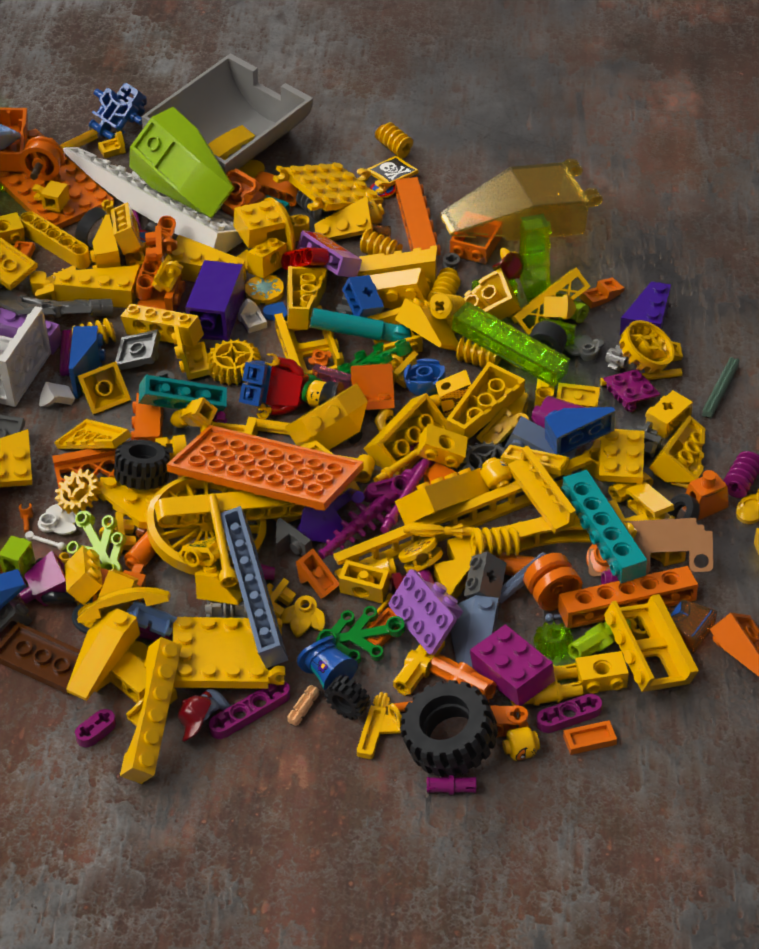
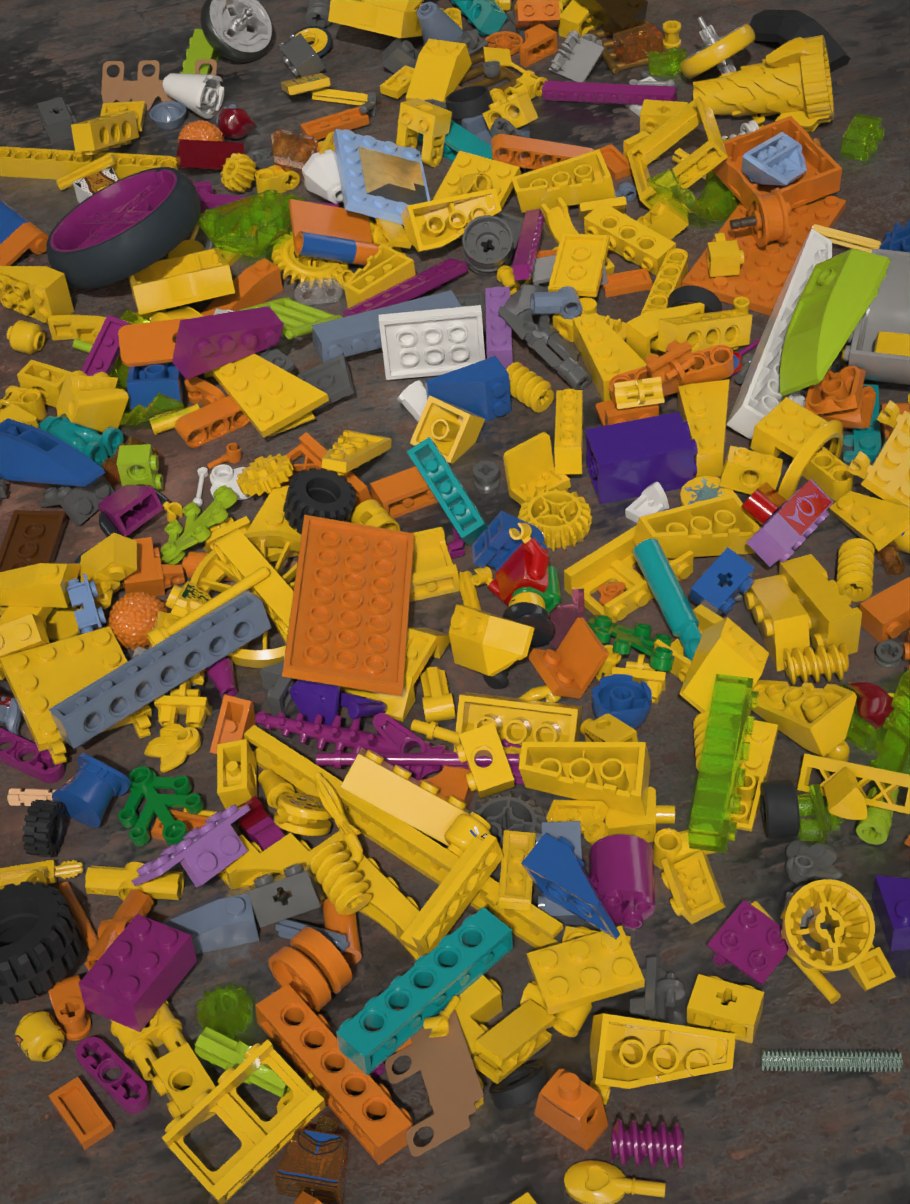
camera: 70 degrees right, 0 degrees up
(33, 284) = (562, 302): none -> sand blue piece
(83, 574) = (131, 524): yellow brick -> none
(138, 349) = (520, 429): dark grey hinge -> none
(151, 596) = (98, 578): yellow slope -> none
(182, 599) = (134, 617): none -> orange hair
(195, 414) = (426, 516): yellow piece -> none
(445, 305) = (767, 675): yellow piece -> none

